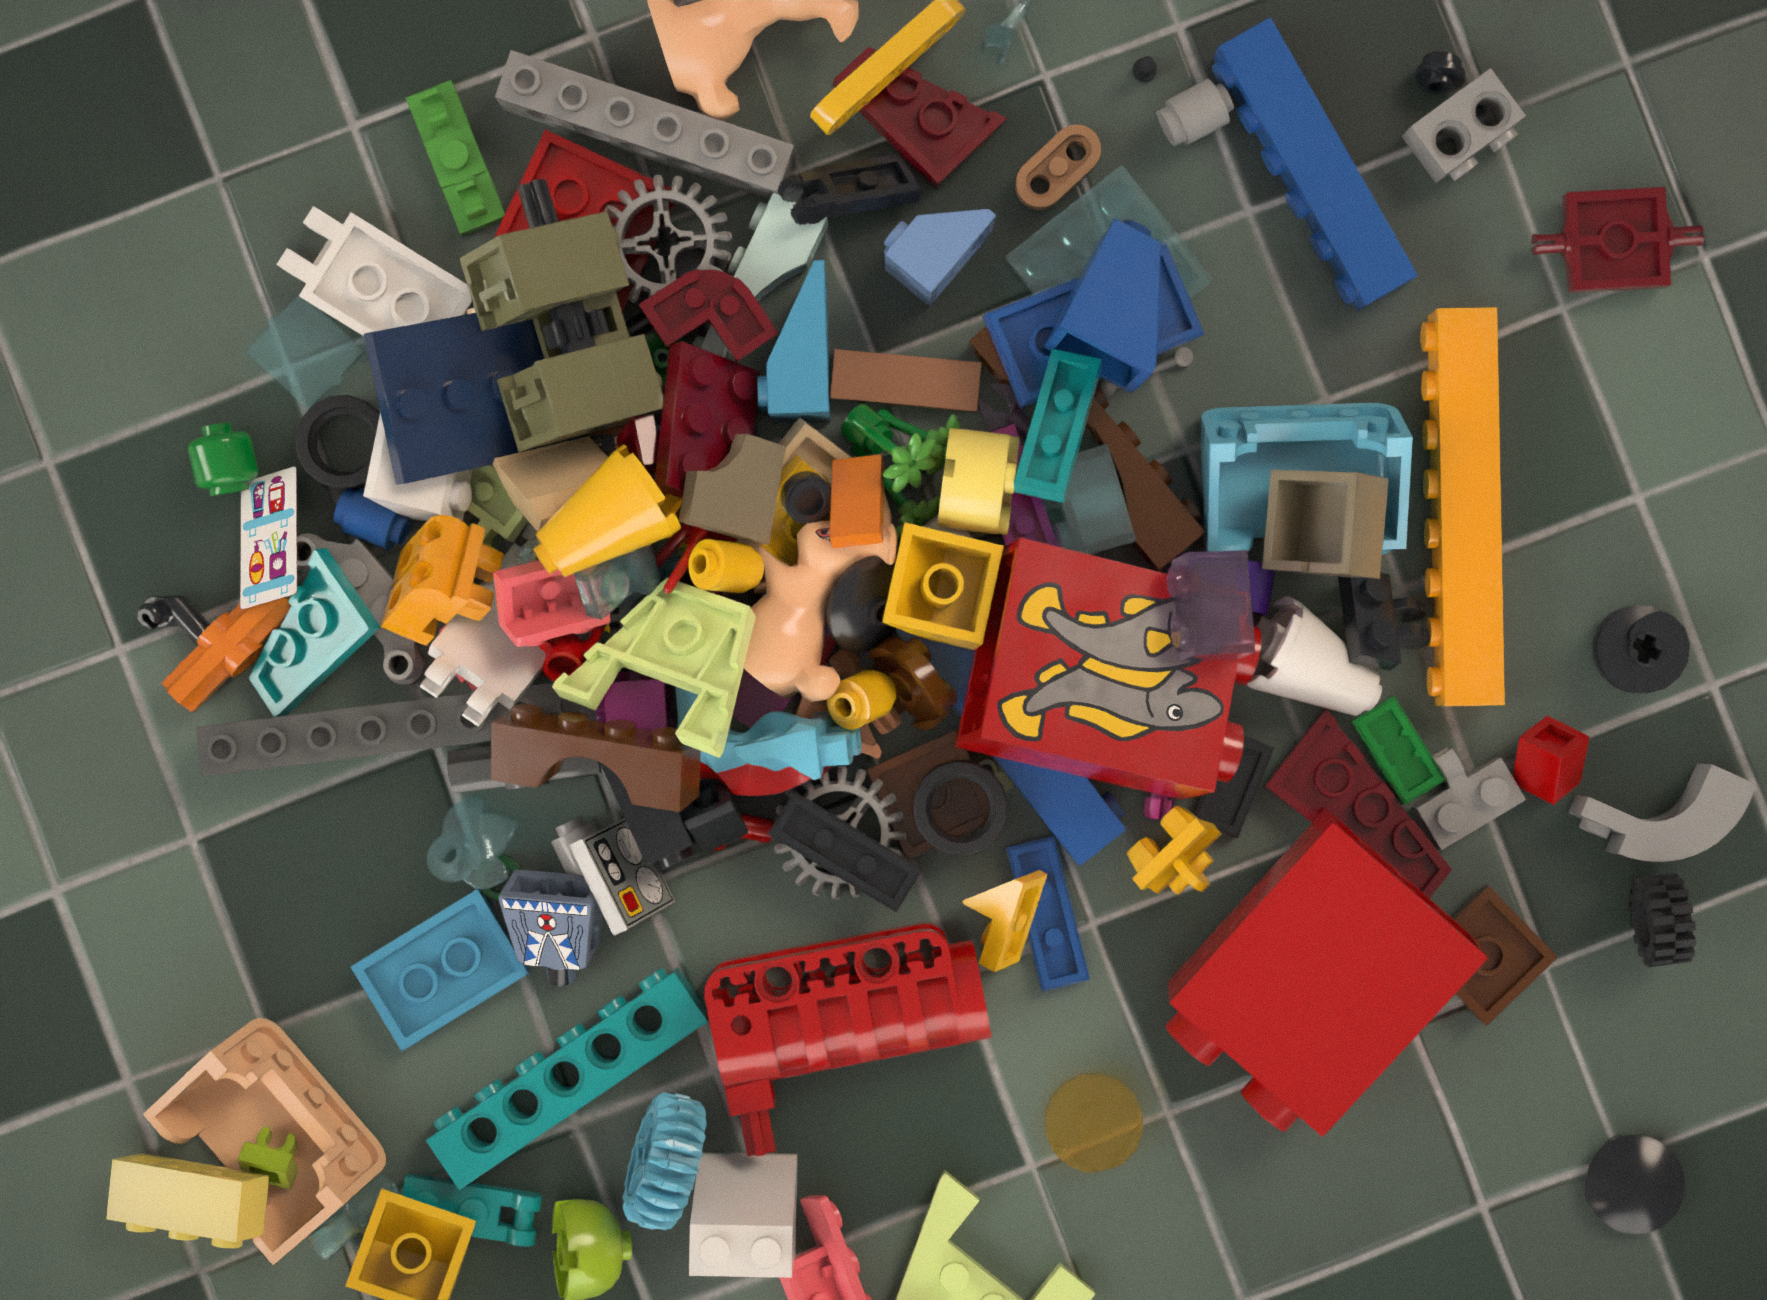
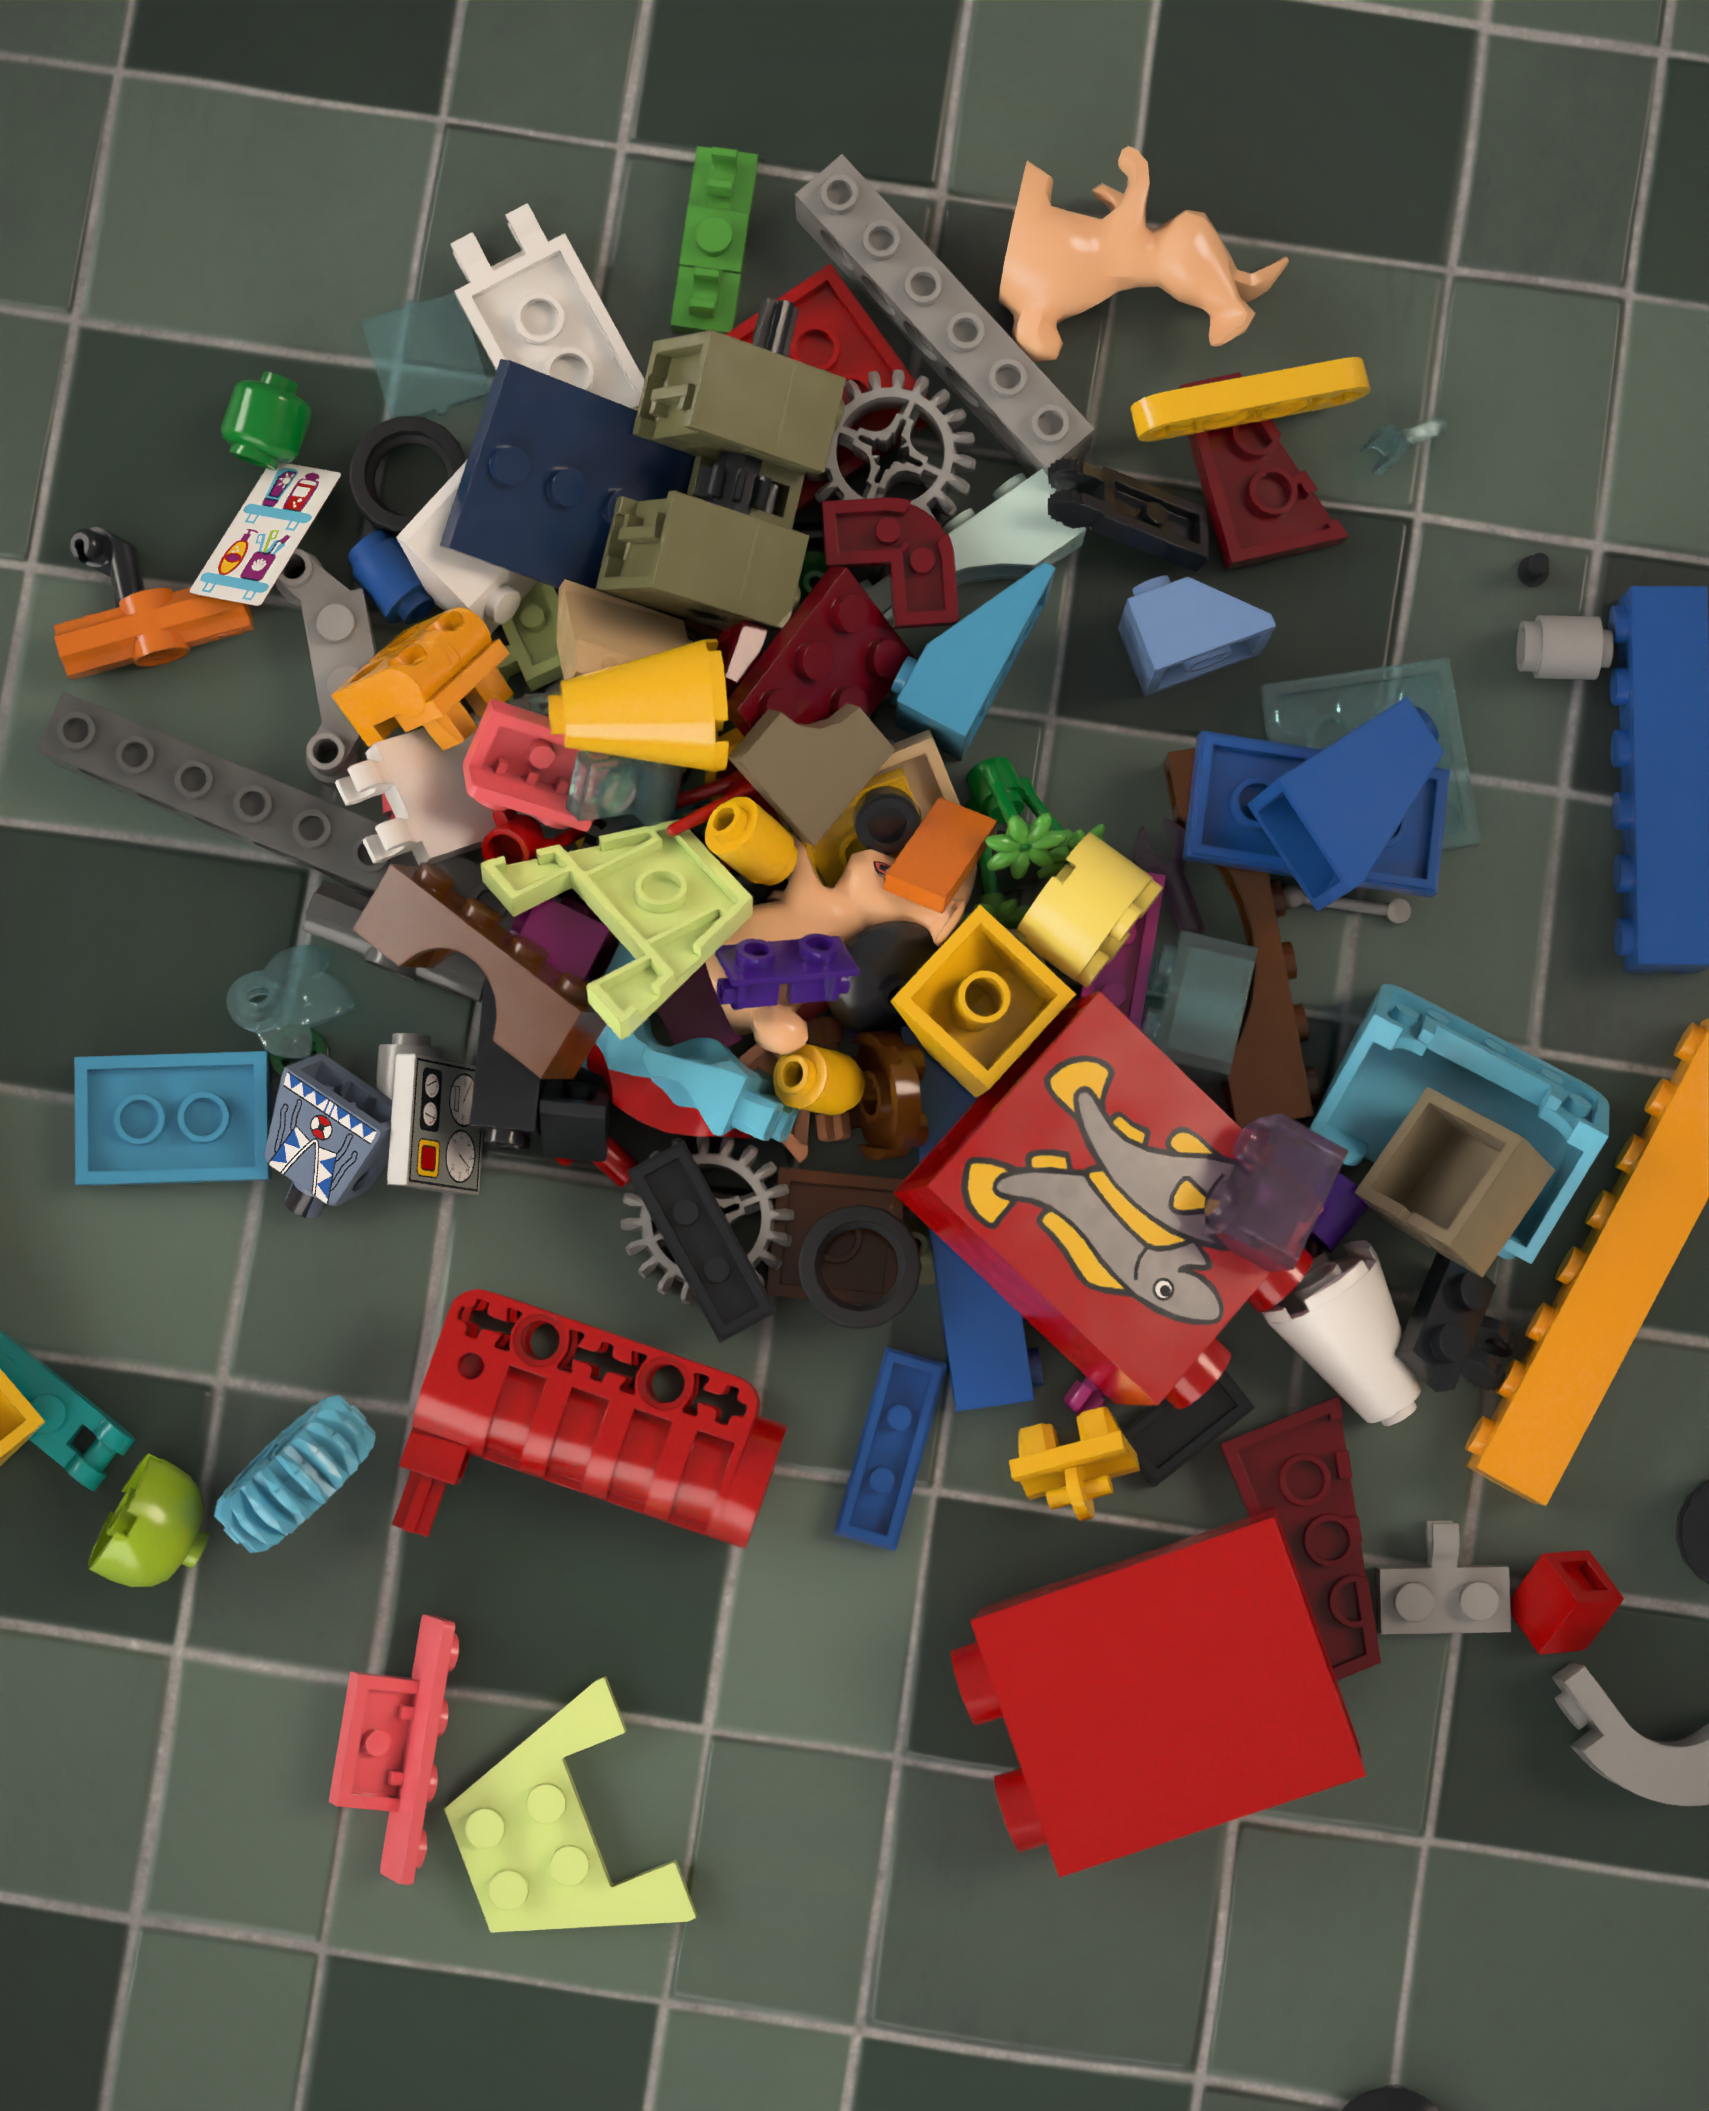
camera: 30 degrees right, 5 degrees down
(315, 638) = (252, 671): wing -> none
(468, 1157) = (79, 1347): teal brick -> none
(744, 1215) = (349, 1589): white slope -> none
(813, 630) = (812, 968): none -> dark purple hinge
(905, 381) = (1071, 761): nougat tile -> none
(1012, 913) = (851, 1421): yellow slope -> none
(1057, 168) = (1373, 621): medium nougat plate -> none
(1057, 425) = (1213, 895): teal plate -> none
(1093, 1122) = (806, 1719): clear yellow tile -> none
(1397, 750) = (1394, 1491): green plate -> none
(1512, 950) = (1389, 1805): reddish brown plate -> none
(1662, 920) = (1592, 1859): black tyre -> none

